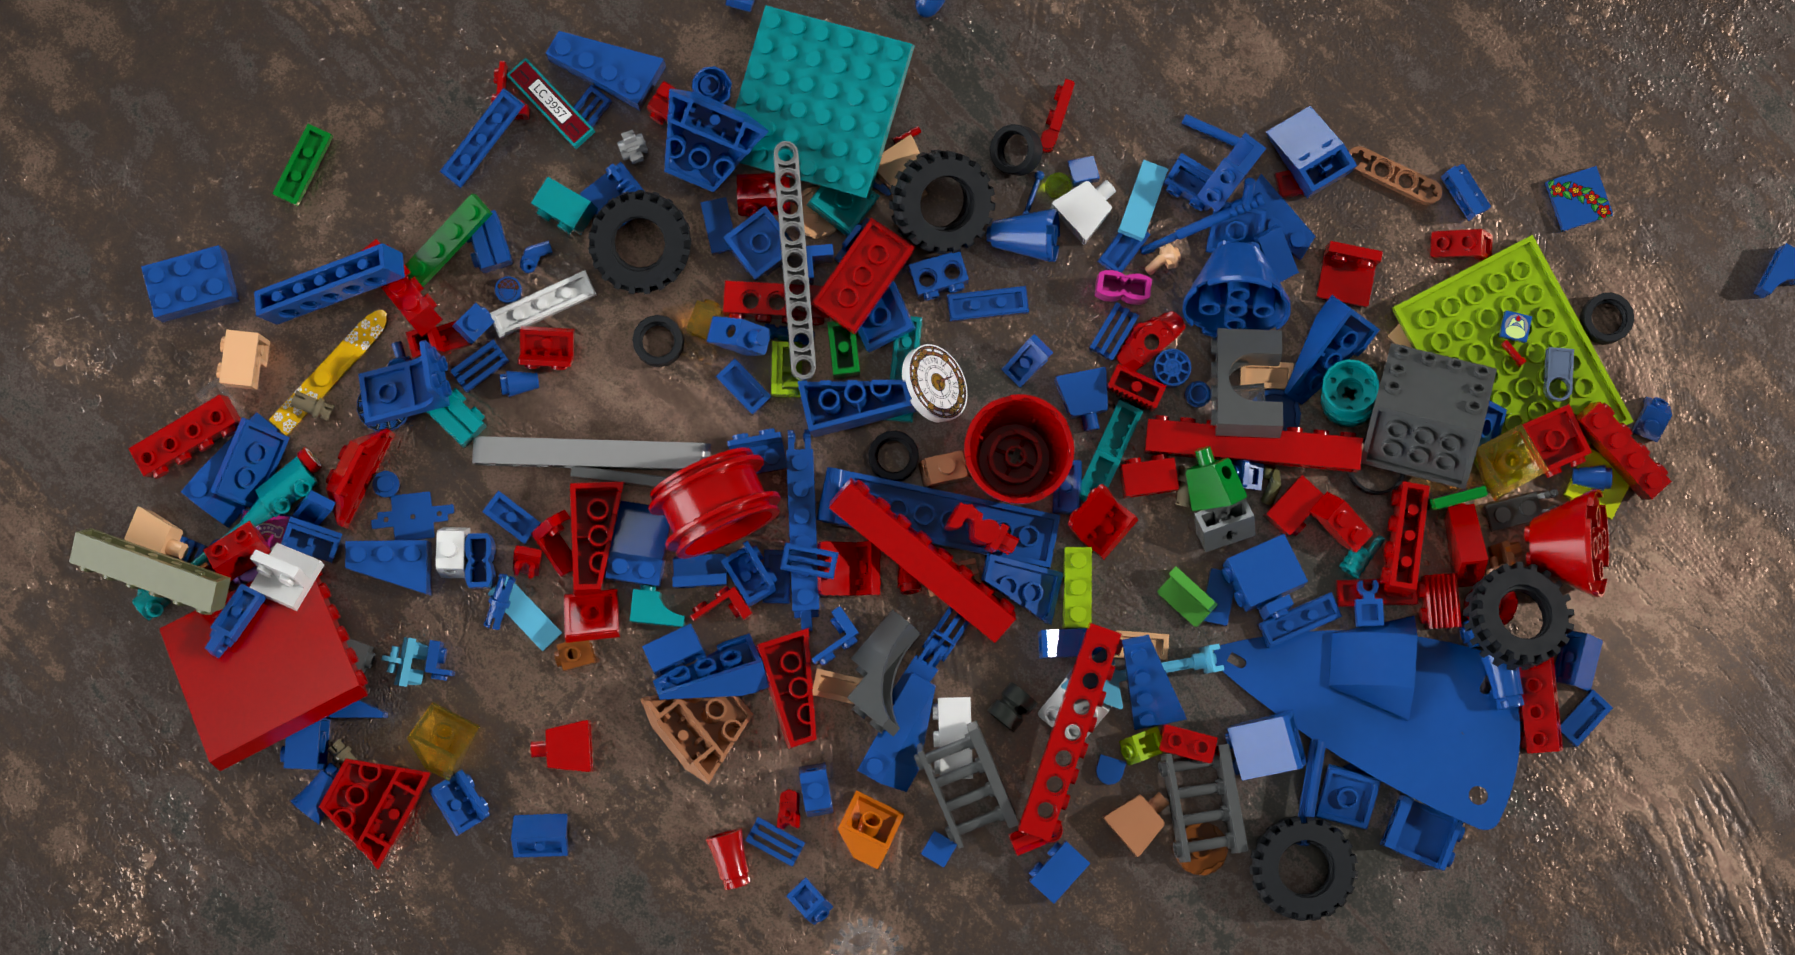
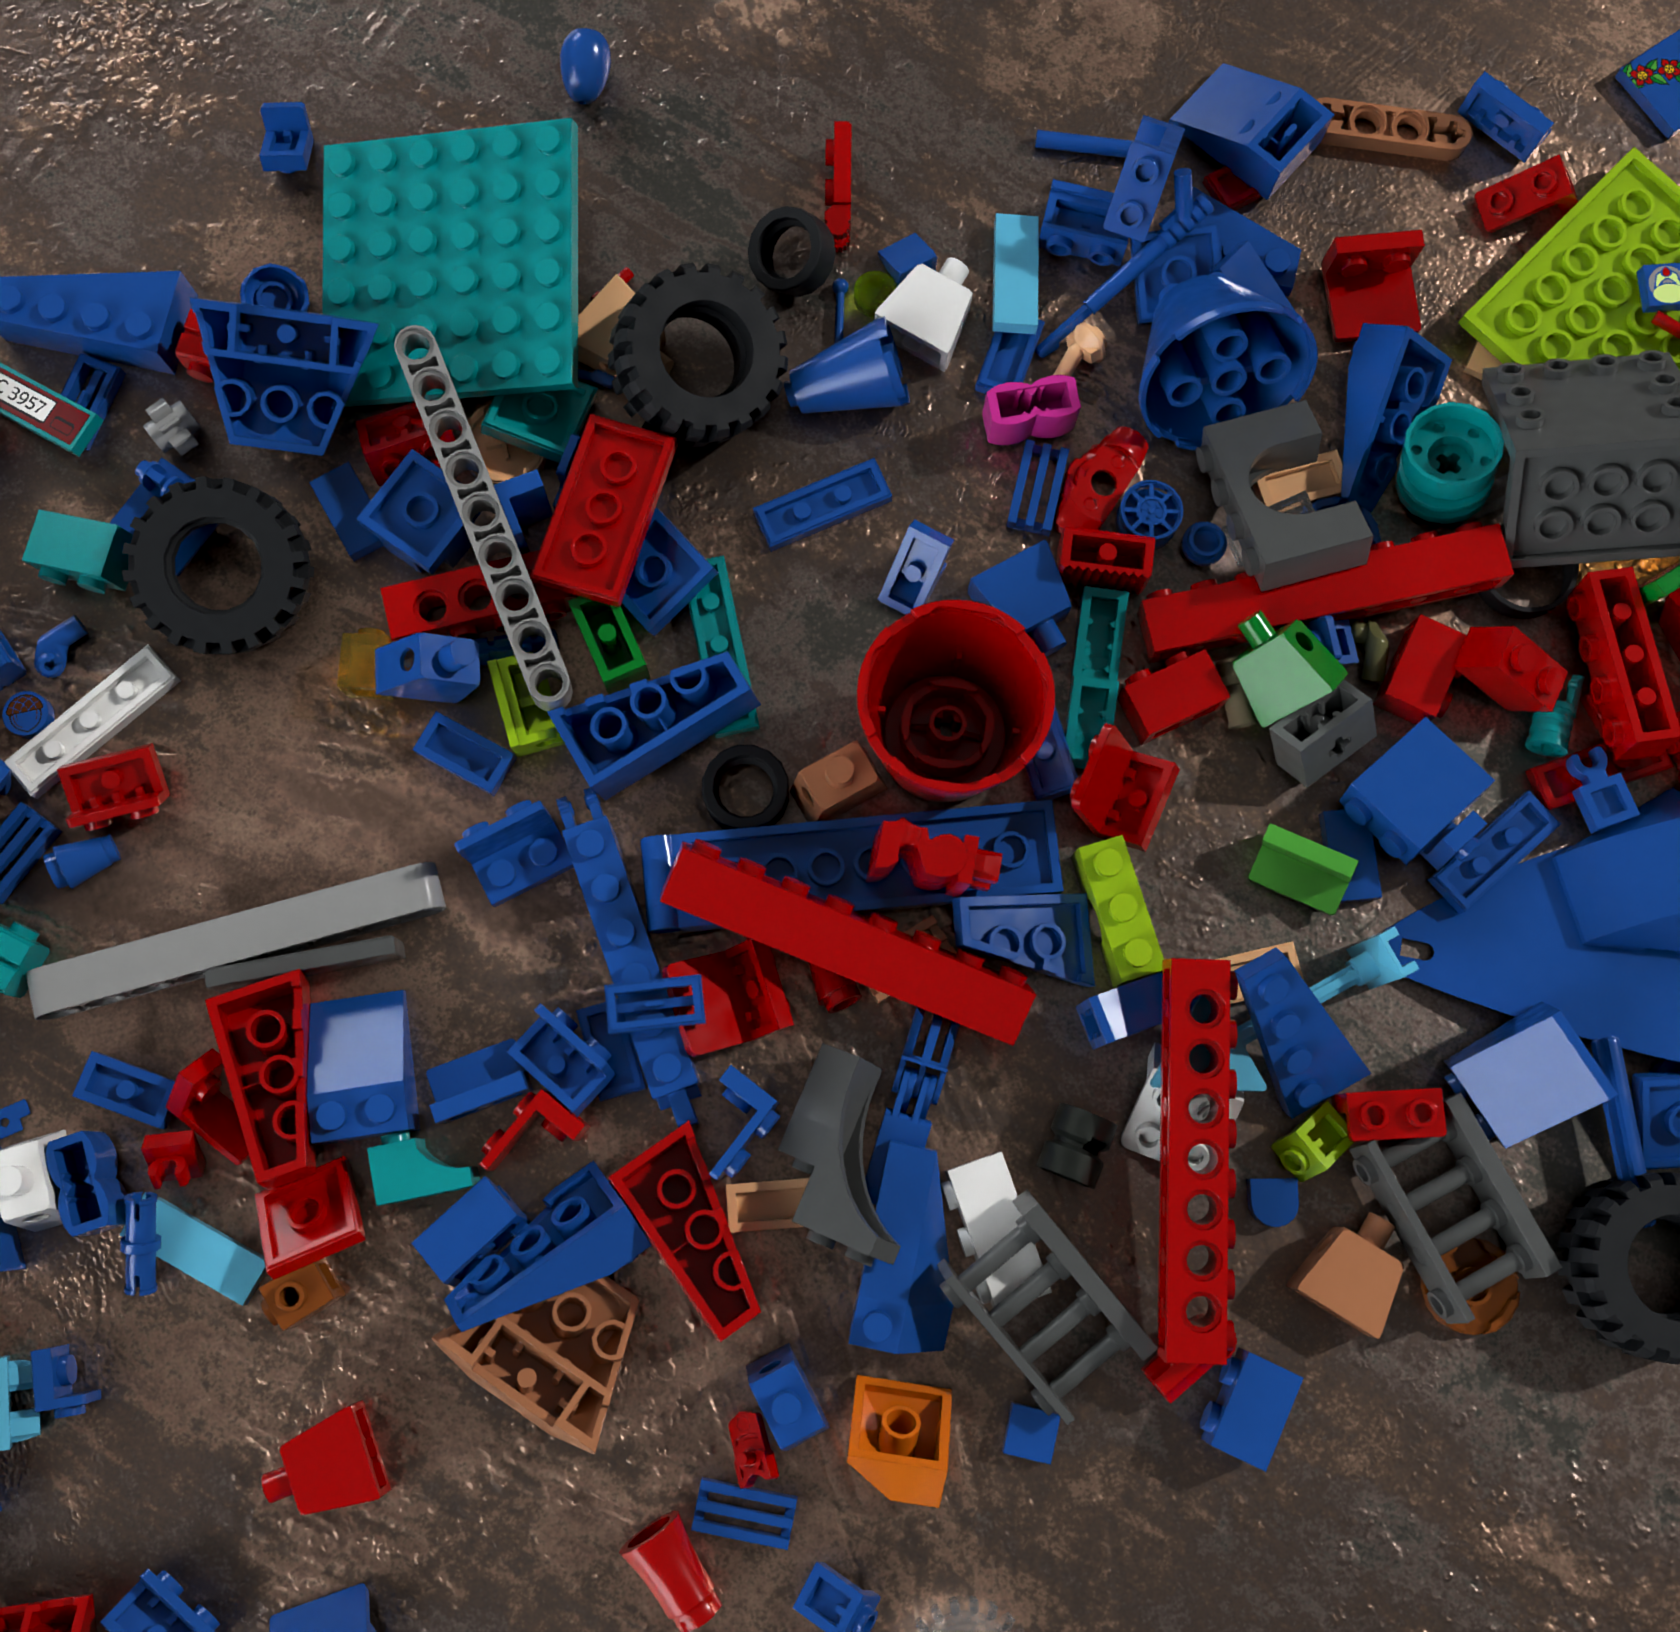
camera: 15 degrees left, 5 degrees down
(442, 740) = (101, 1524): clear yellow slope -> none
(646, 324) = (273, 700): black tyre -> none
(714, 502) = (457, 953): red wheel -> none
(935, 383) = (776, 648): tile -> none
(936, 268) = (721, 472): blue brick -> none

